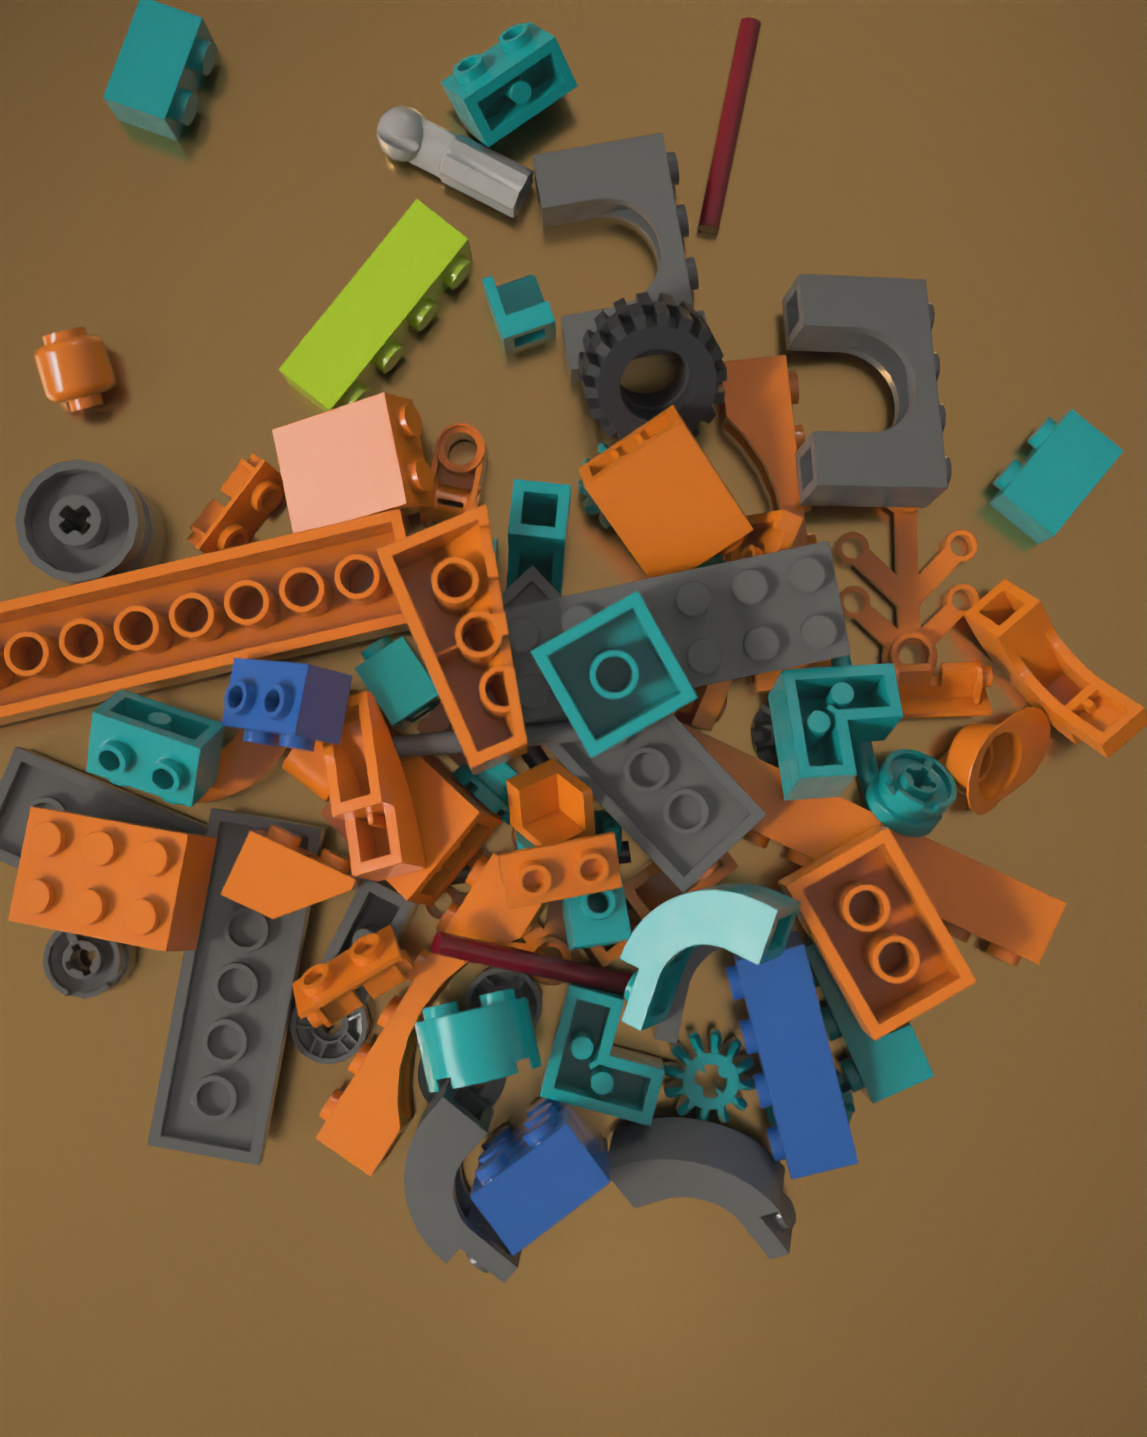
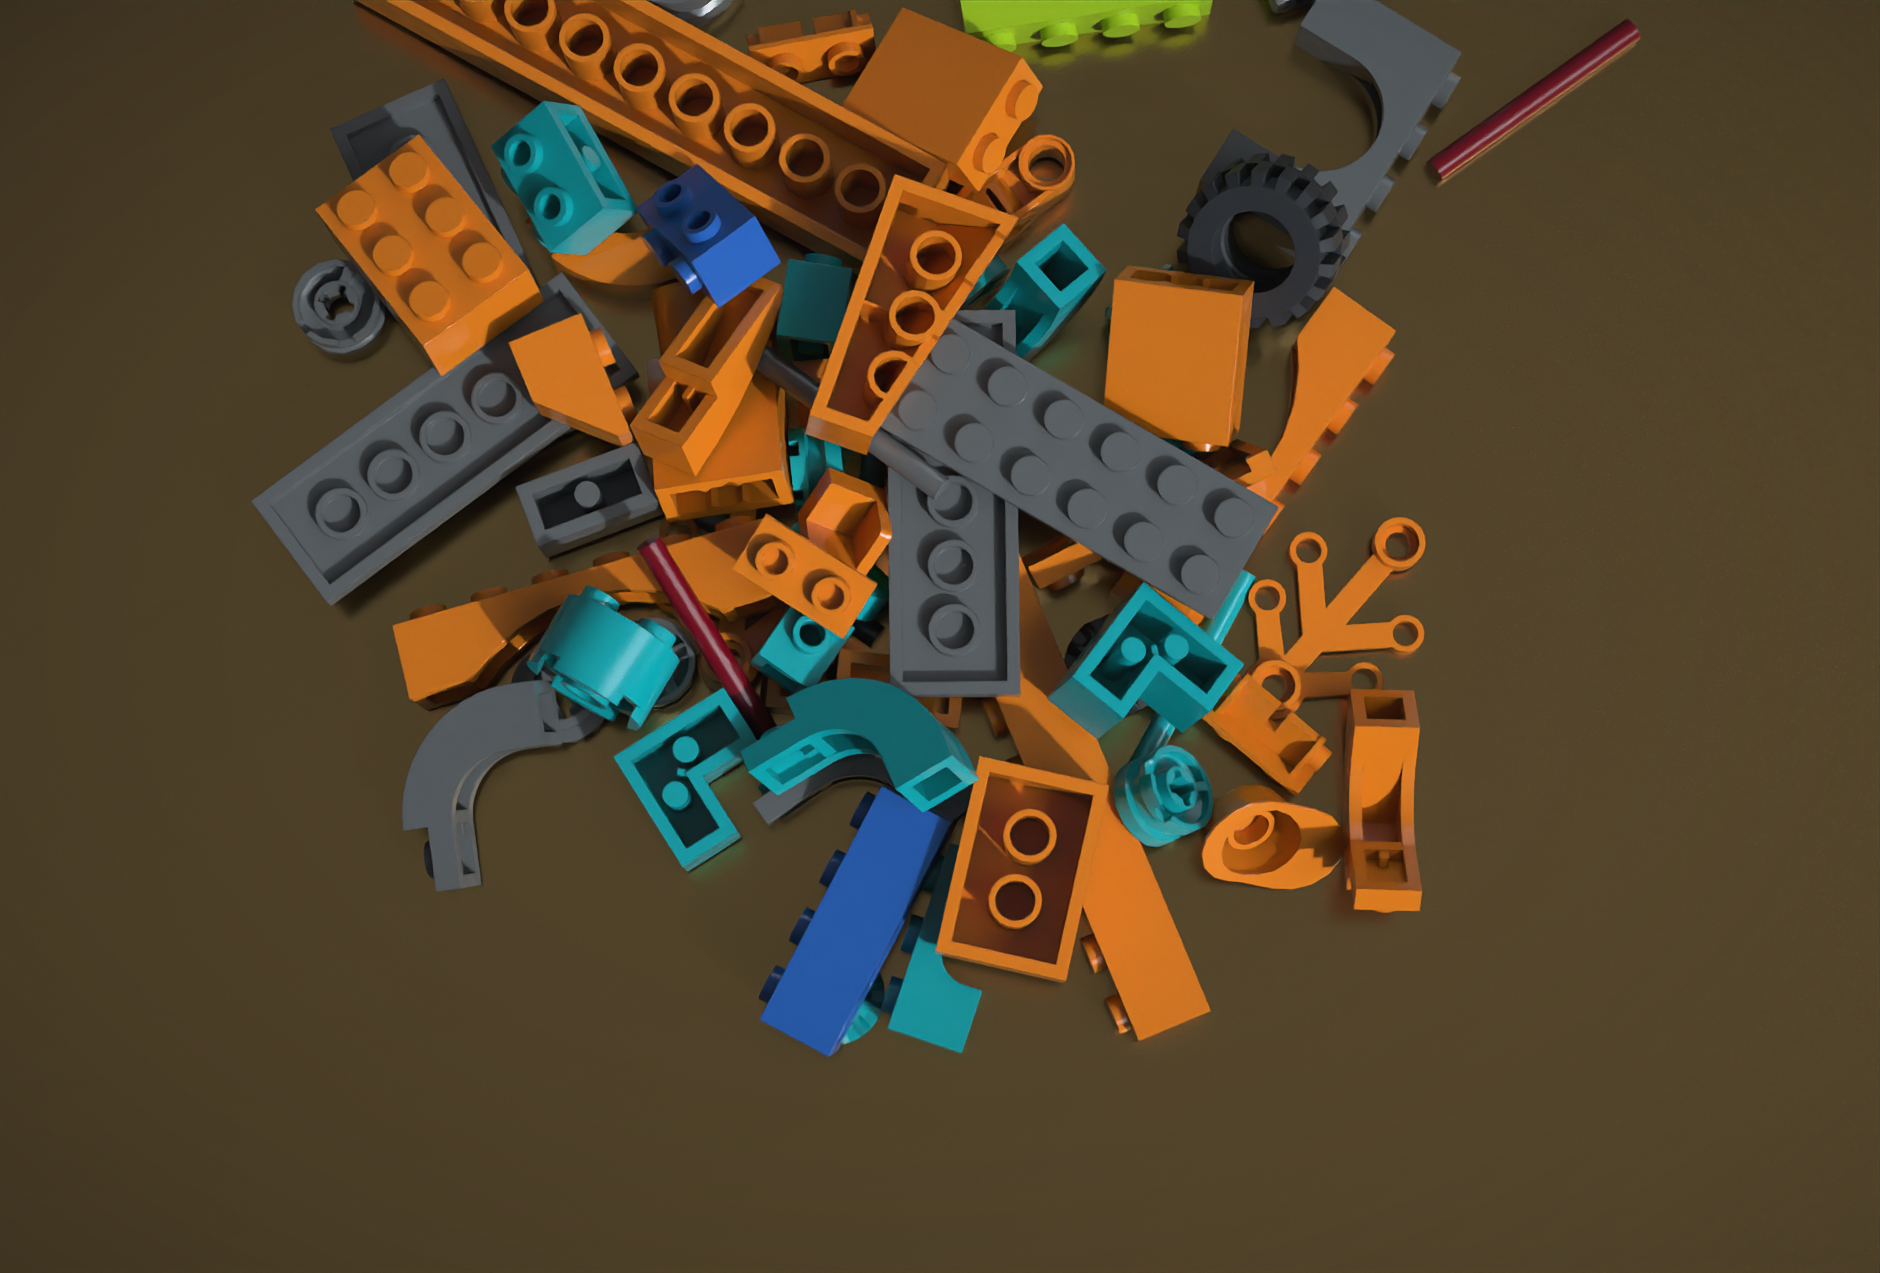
camera: 40 degrees right, 5 degrees down
(328, 988) = (521, 505): orange hinge -> none
(336, 1044) = (473, 530): dark grey wheel -> none
(519, 312) = (1204, 96): teal panel -> none
(539, 1171) = (557, 812): blue brick -> none
(614, 674) = (994, 445): teal brick -> none
(707, 1164) = (702, 950): dark grey arch -> none
(728, 1067) = (746, 883): teal gear -> none
(891, 329) = (1509, 389): dark grey arch -> none
(1054, 476) = (1539, 644): teal brick -> none

